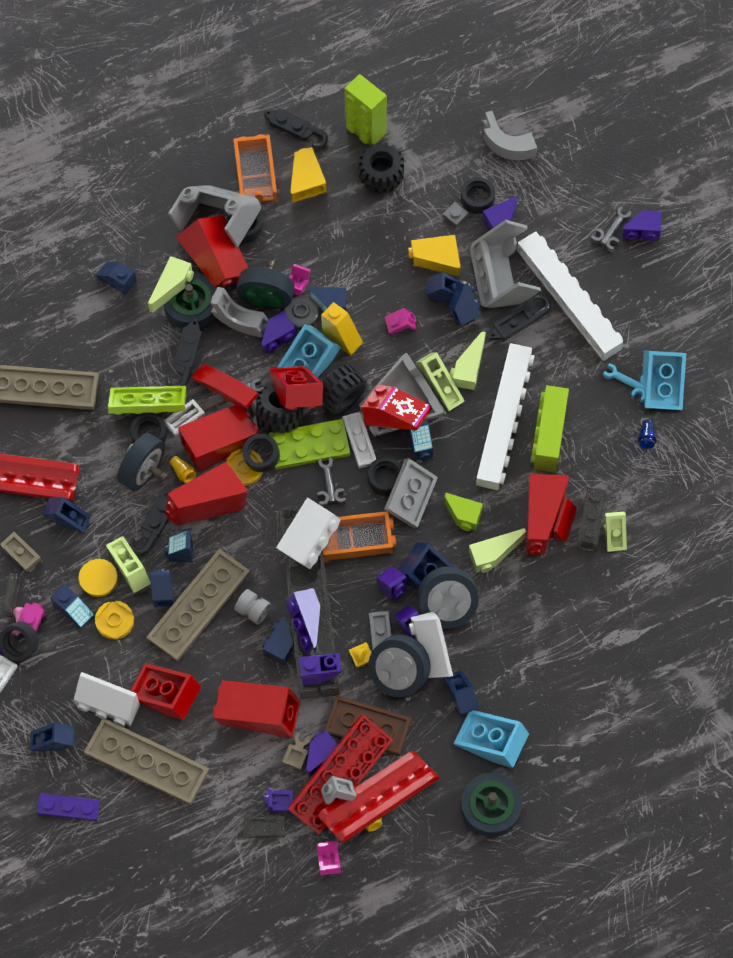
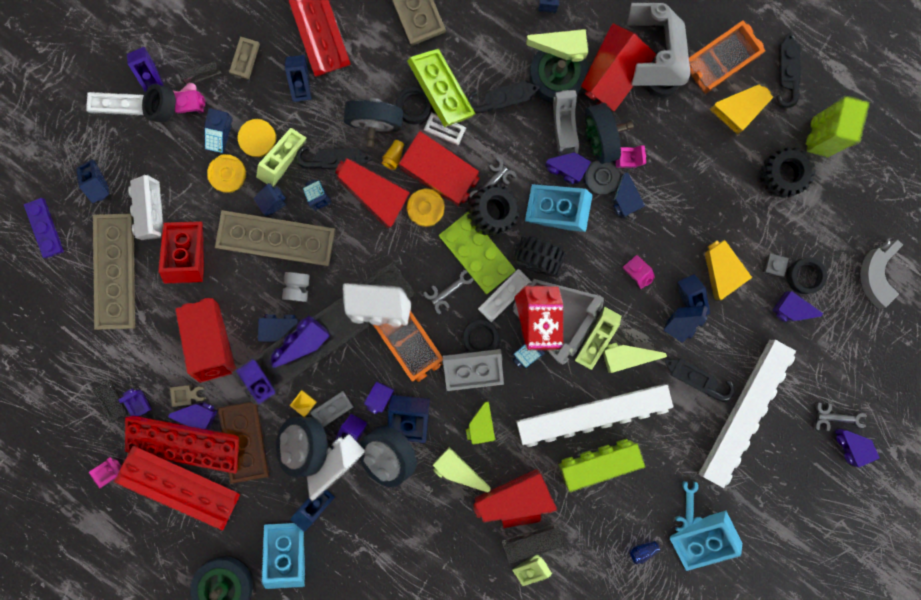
camera: 55 degrees right, 20 degrees up
(225, 385) = (489, 149): red slope -> none
(254, 440) = (431, 206): black tyre -> none
(297, 387) = (516, 215): red slope -> none
(338, 788) = (158, 454): light grey bracket -> none
(340, 328) = (599, 223): yellow slope -> none
(493, 267) = (737, 329): light grey windscreen -> none

